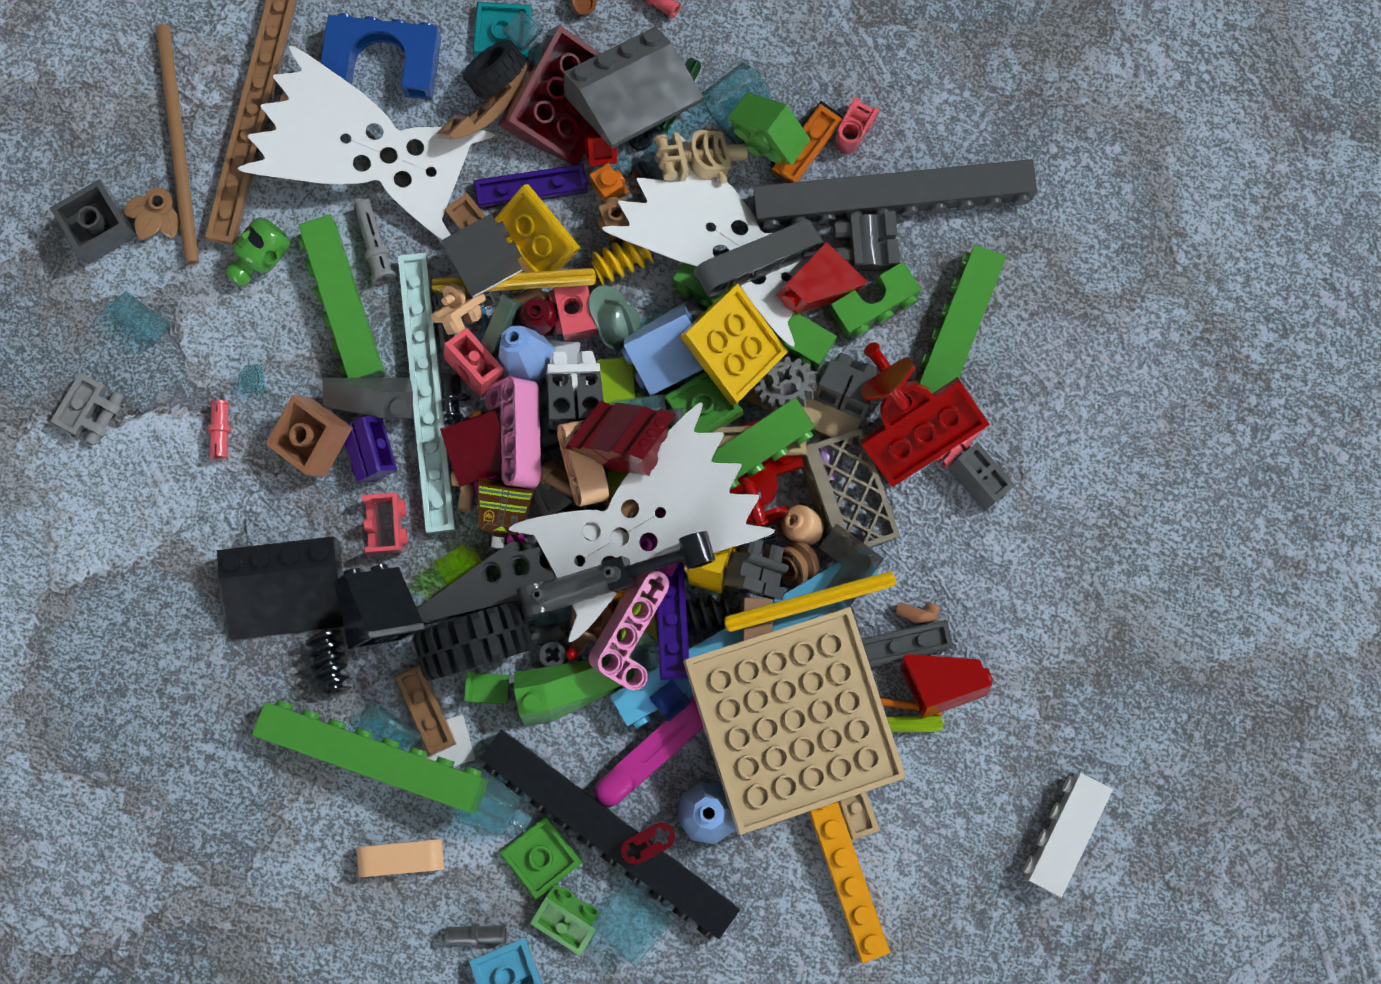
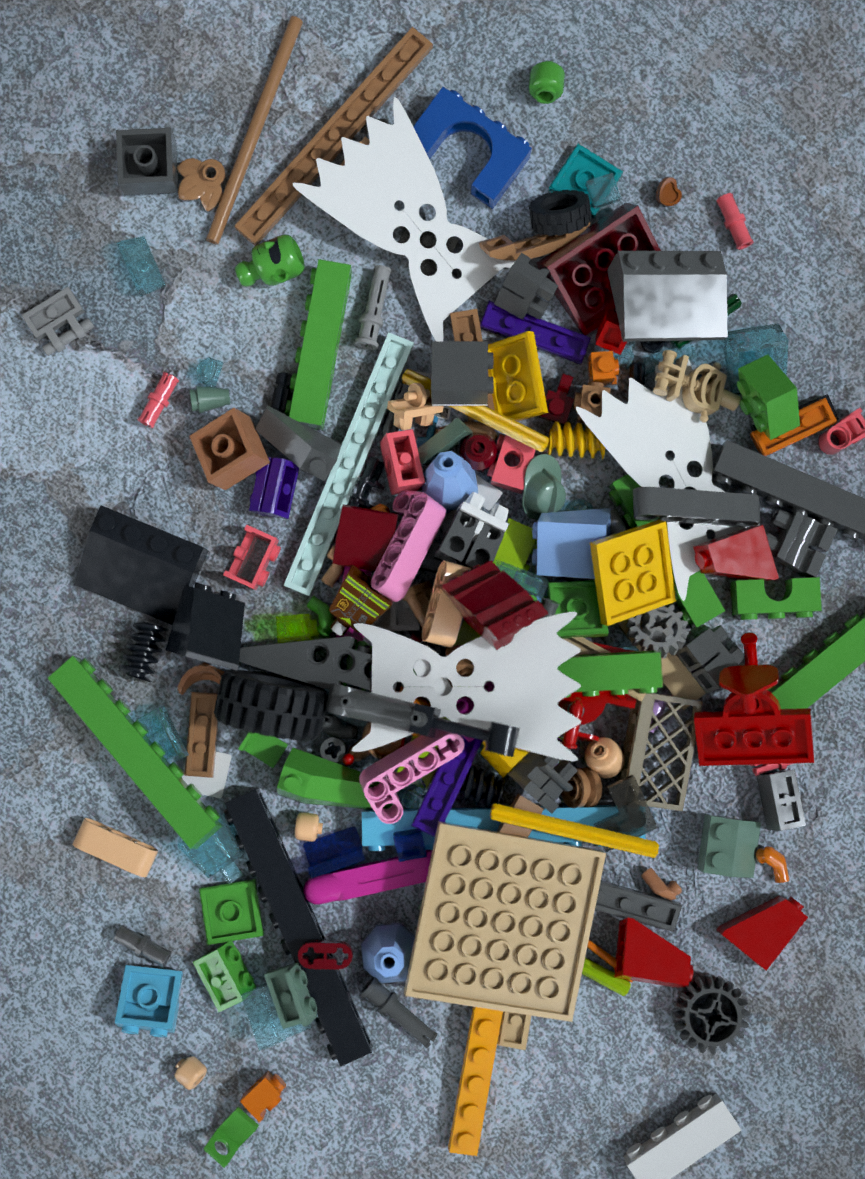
camera: 25 degrees right, 5 degrees up
(265, 403) = (208, 398): none -> sand green cone
(330, 362) = (281, 392): none -> black axle
(392, 655) = (201, 672): none -> nougat helmet
(478, 538) = (324, 615): none -> bright green arm
(497, 151) = (522, 288): none -> dark grey hips
(568, 739) = (307, 827): none -> light nougat piece
(586, 236) = (558, 402): none -> dark red plate
(605, 748) = (334, 851): none -> clear blue panel
(637, 899) = (291, 995): none -> sand green bracket
(731, 859) = (388, 1003): none -> dark grey pin
(958, 543) = (728, 846): none -> sand green slope
(1007, 533) = (775, 860): none -> orange arm
(1025, 689) = (709, 1025): none -> dark grey gear
(1033, 600) = (765, 929): none -> red slope

